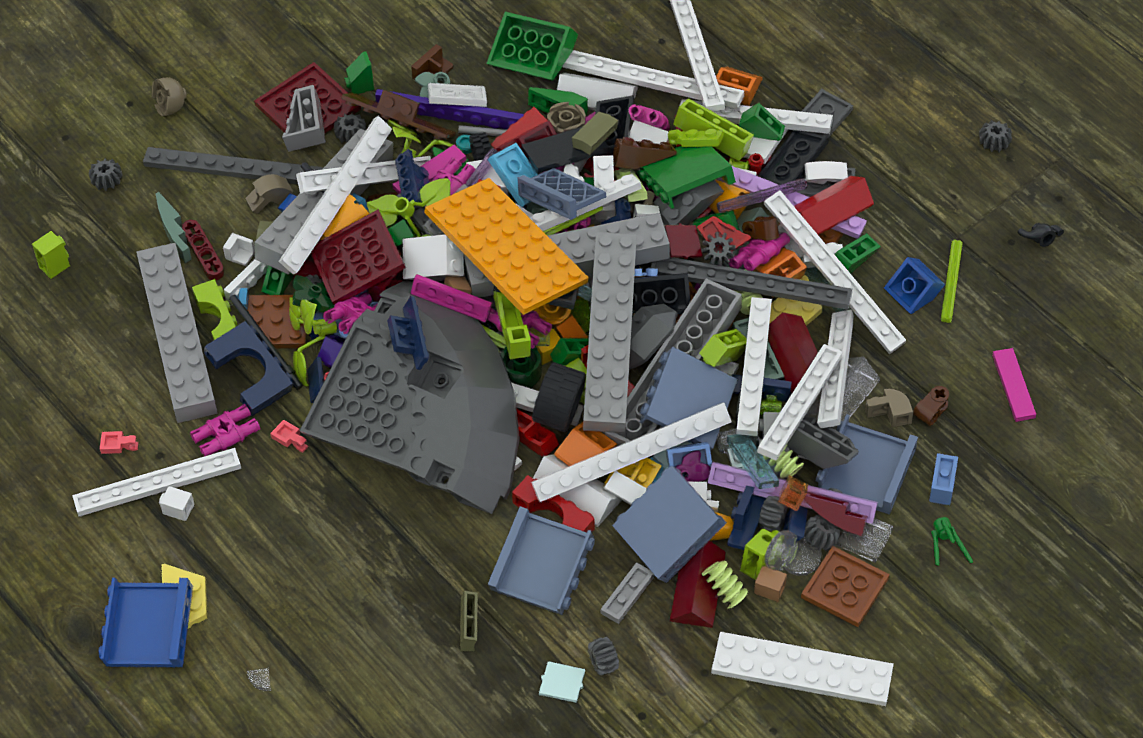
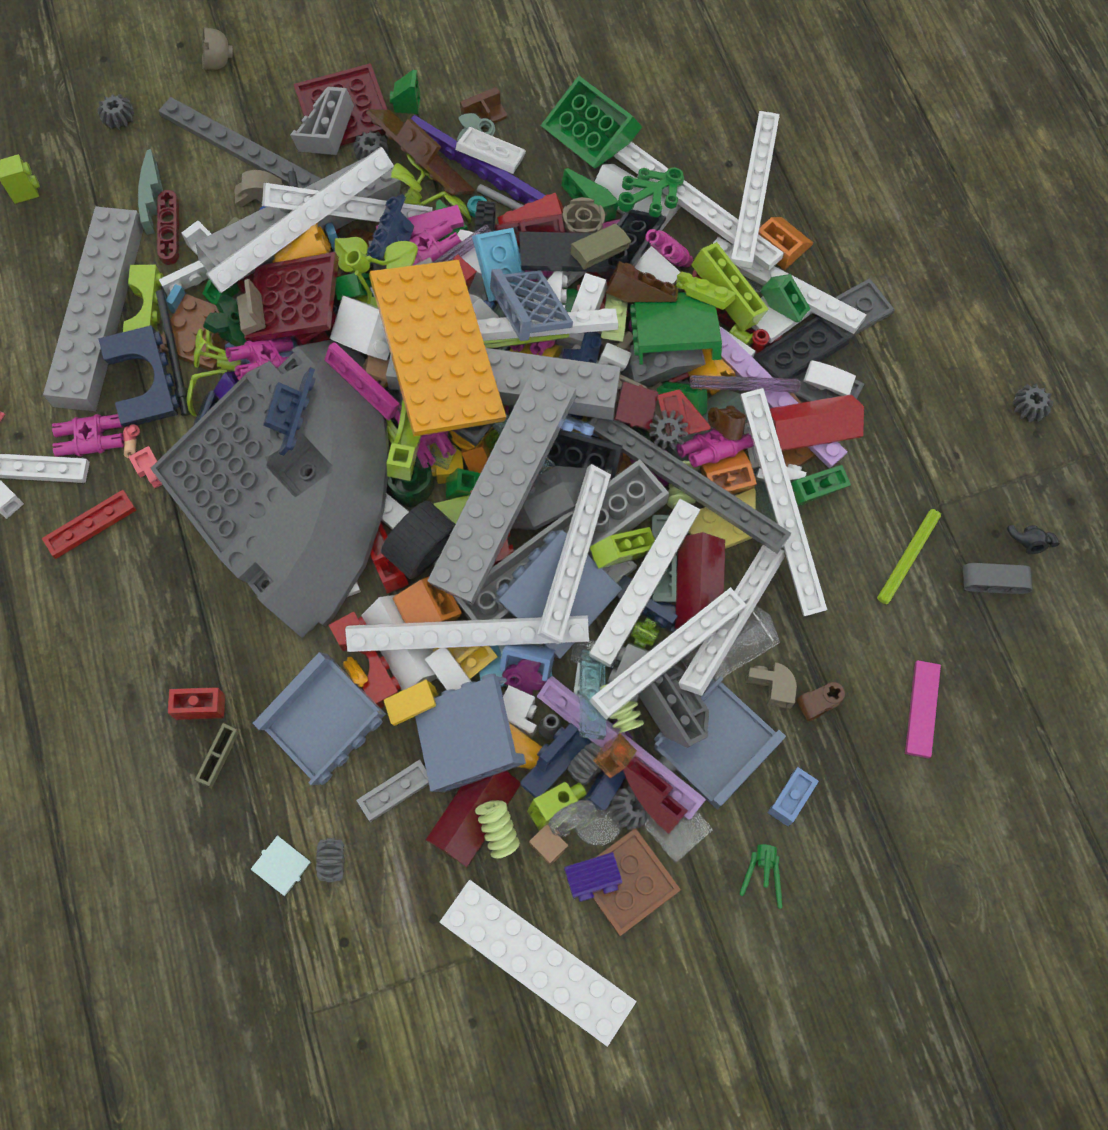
camera: 20 degrees right, 15 degrees up
(263, 423) = (130, 439): none -> arm
(263, 496) = (89, 524): none -> red plate
(327, 278) = (250, 309): none -> dark tan panel
(432, 588) = (196, 703): none -> red brick
(557, 517) = (355, 671): none -> light orange axle
(609, 521) = (411, 702): none -> yellow panel
(623, 65) = (672, 177): none -> green plant
(690, 360) = (574, 555): none -> white tile
(728, 500) = (549, 731): none -> dark grey cone
(817, 586) = (593, 876): none -> dark purple brick
(914, 285) = (865, 546): blue slope -> none
(1027, 271) = (997, 578): none -> dark grey beam

